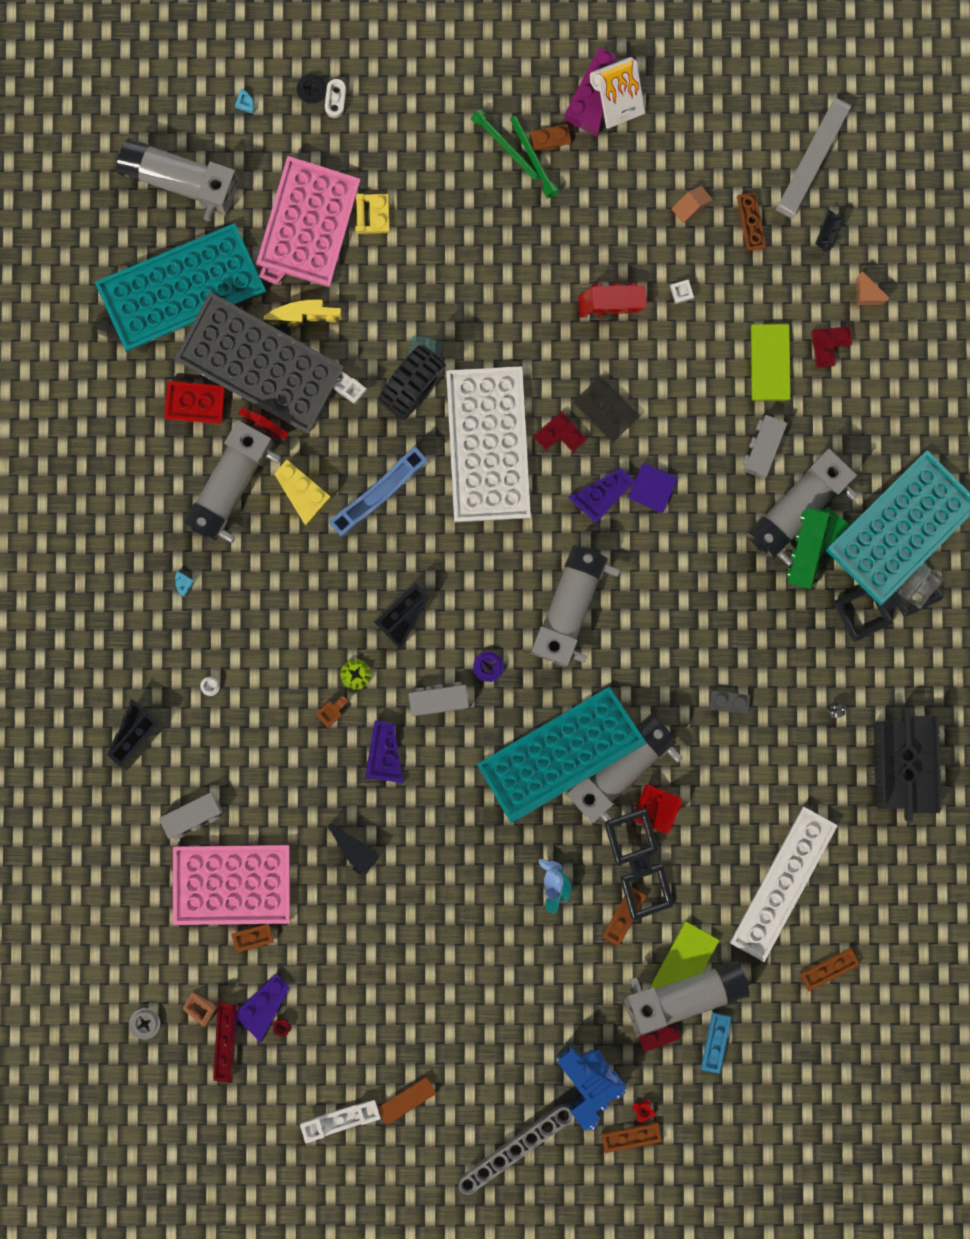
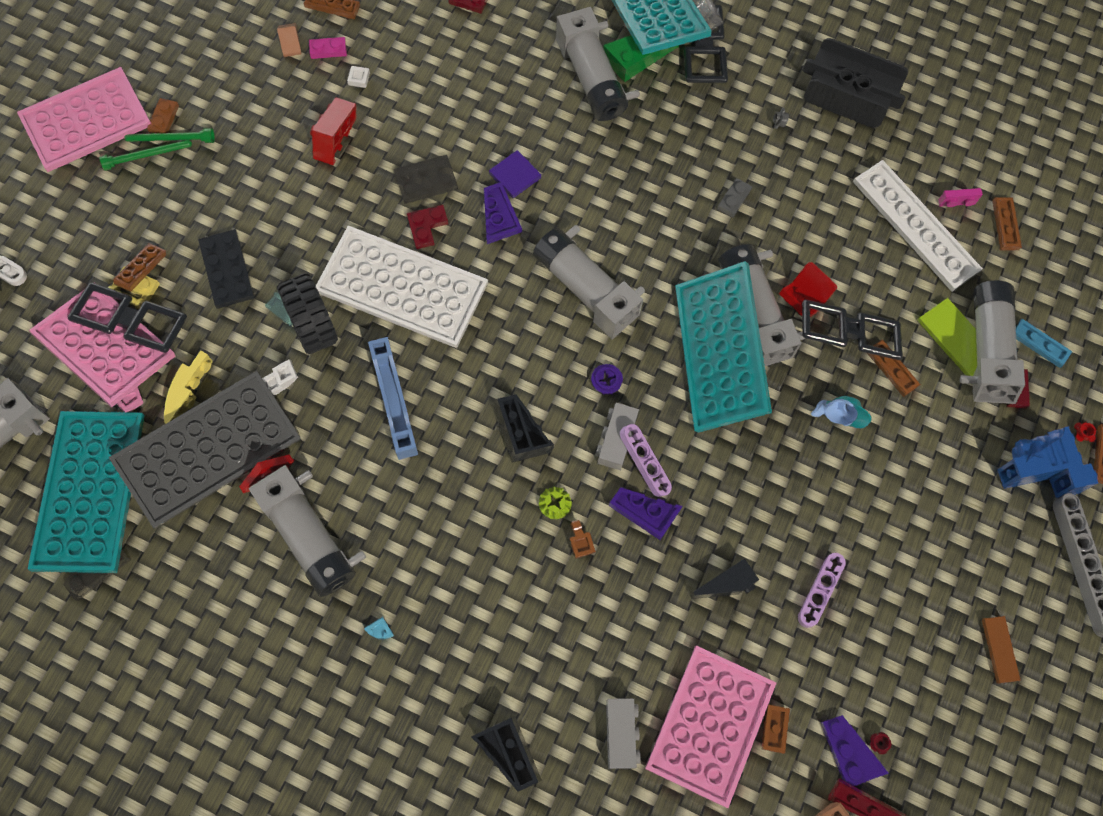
camera: 70 degrees left, 15 degrees down
(194, 402) = (208, 531): red plate -> none
(210, 686) = (497, 651): white plate -> none
(303, 493) = (352, 468): light yellow wedge -> none
(339, 1120) = (998, 726): white slope -> none
(340, 229) = (127, 317): none -> black bar
(381, 209) = (139, 267): none -> dark orange tile
(386, 934) = (819, 588): none -> lavender beam
(429, 735) = (648, 458): none -> lavender beam
(430, 282) = (226, 268): none -> black plate
(512, 70) = (83, 119): none -> bright pink plate
(586, 106) = (150, 68): magenta wedge -> none
(619, 91) = (159, 39): white door -> none
(700, 245) = (327, 47): none -> dark pink plate
(764, 446) = (526, 73): light grey brick -> none
(770, 362) = (457, 41): lime tile -> none
(809, 548) = (634, 66): green wedge -> none
(836, 921) = (960, 197): none -> dark pink plate

